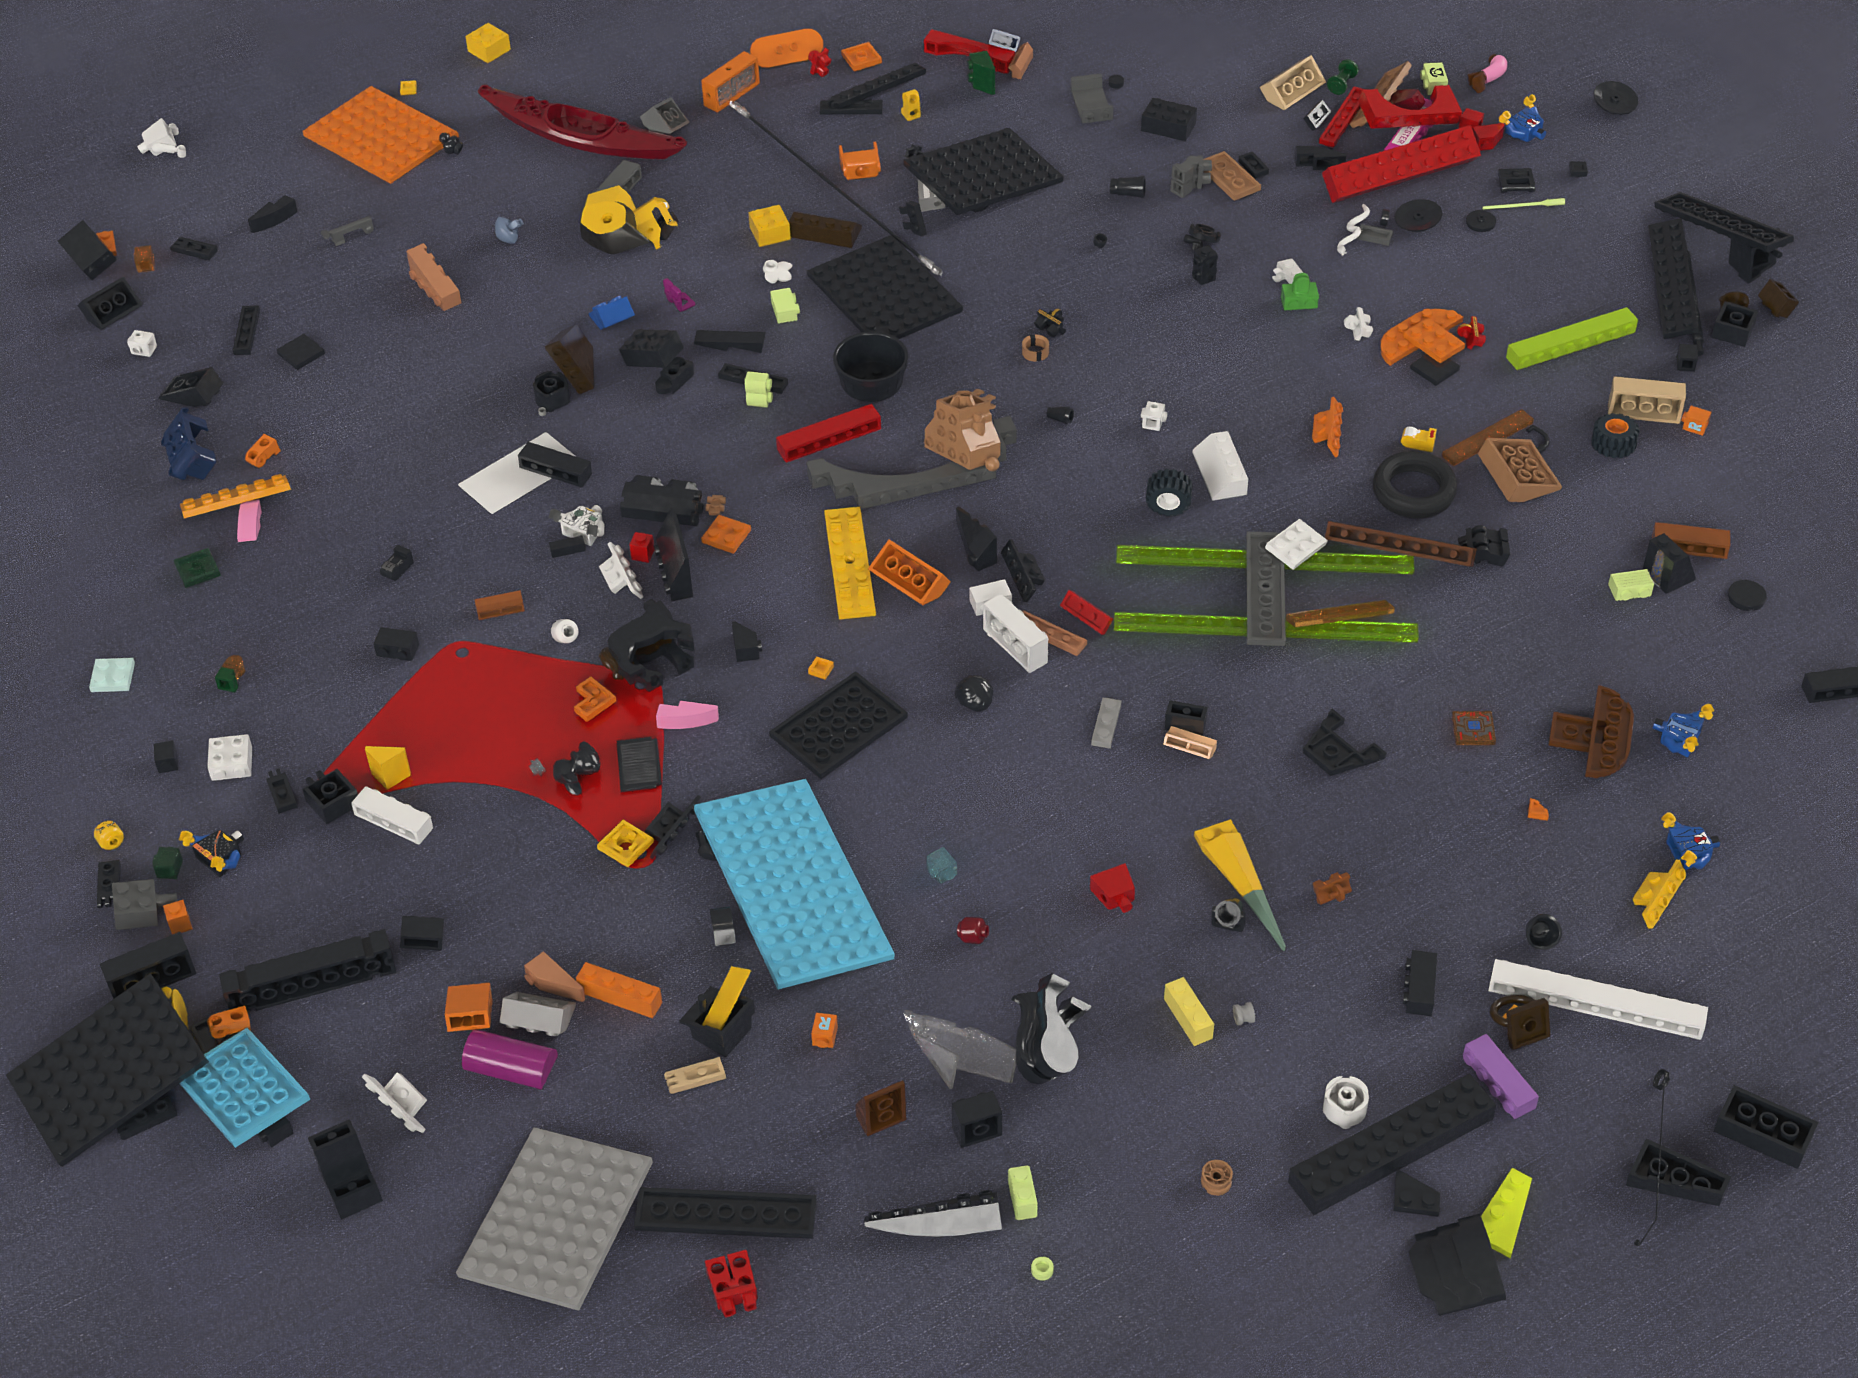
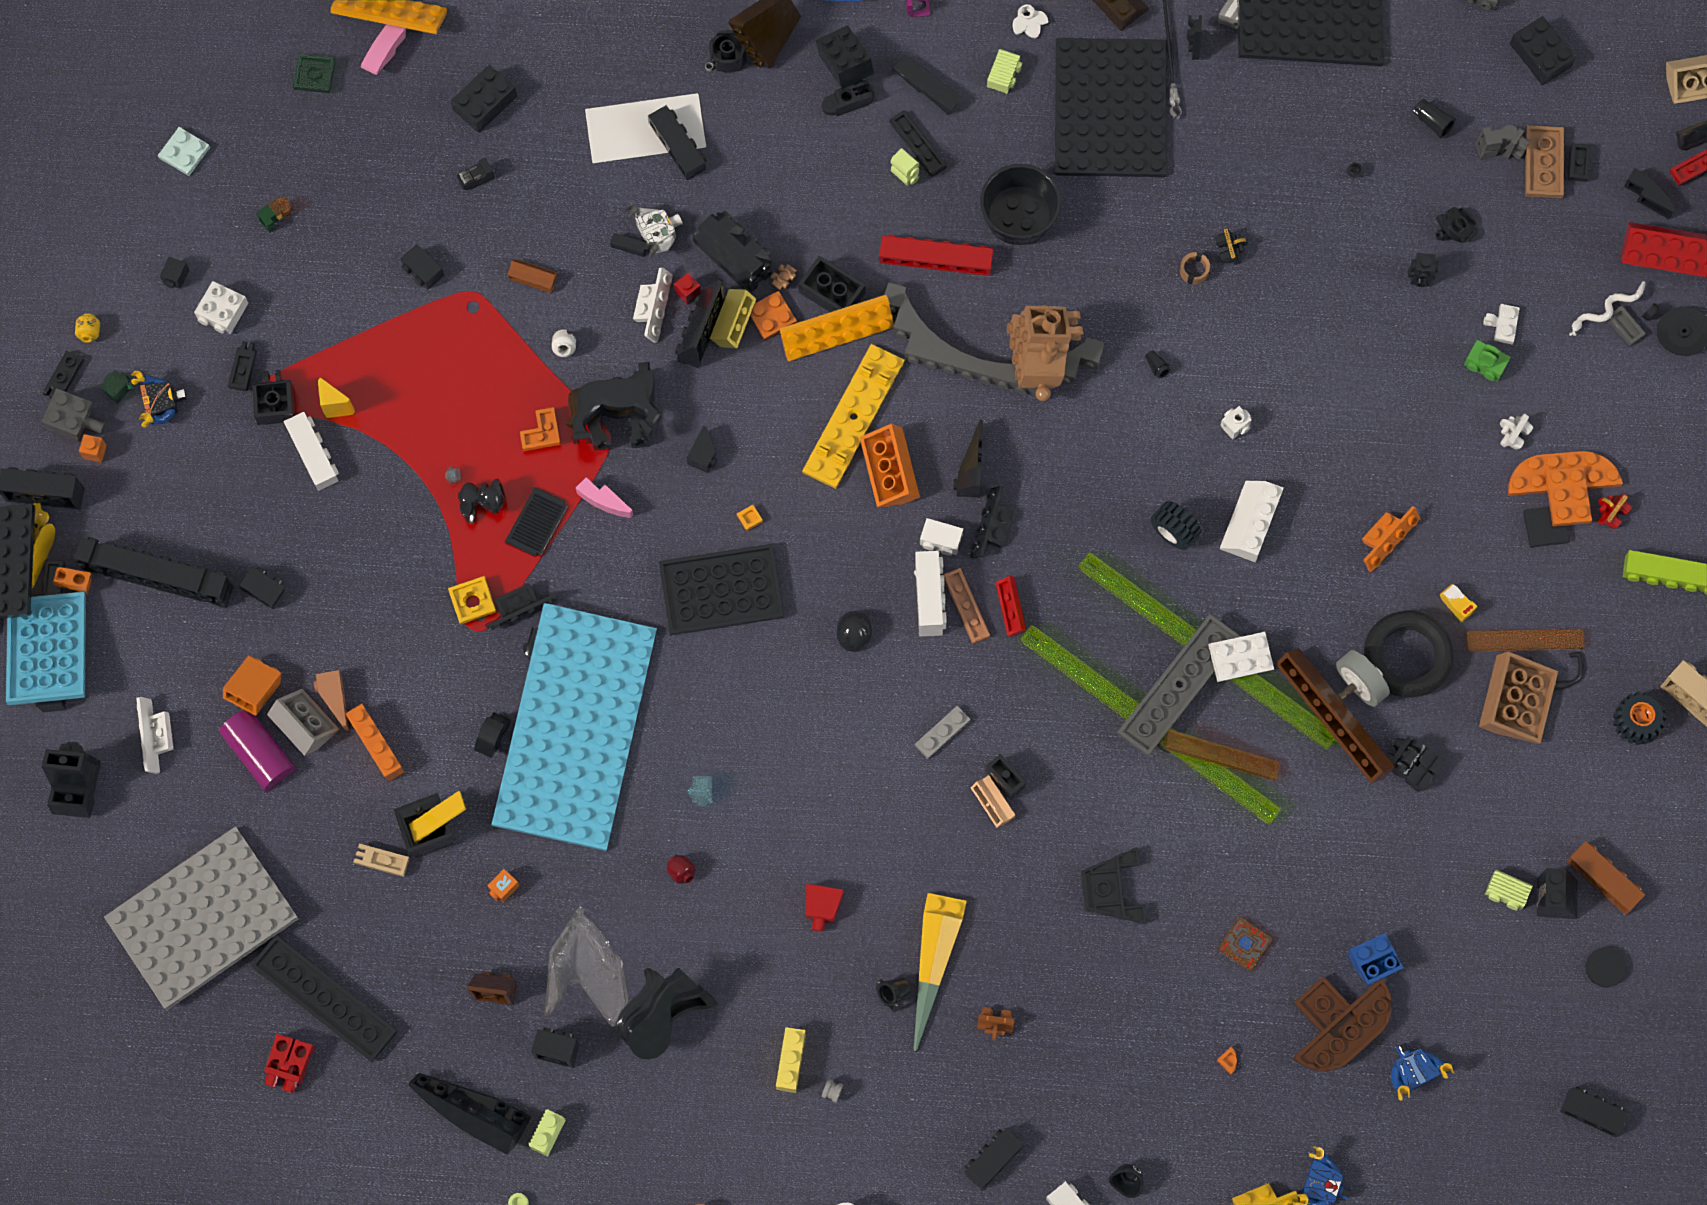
camera: 35 degrees right, 25 degrees up
(364, 513) = (483, 98): none -> black brick
(698, 546) = (733, 318): none -> light yellow brick
(763, 488) = (831, 286): none -> black brick
(788, 509) = (836, 328): none -> light orange plate
(1399, 508) = (1362, 679): none -> light grey wheel
(1580, 677) = (1375, 959): none -> blue slope

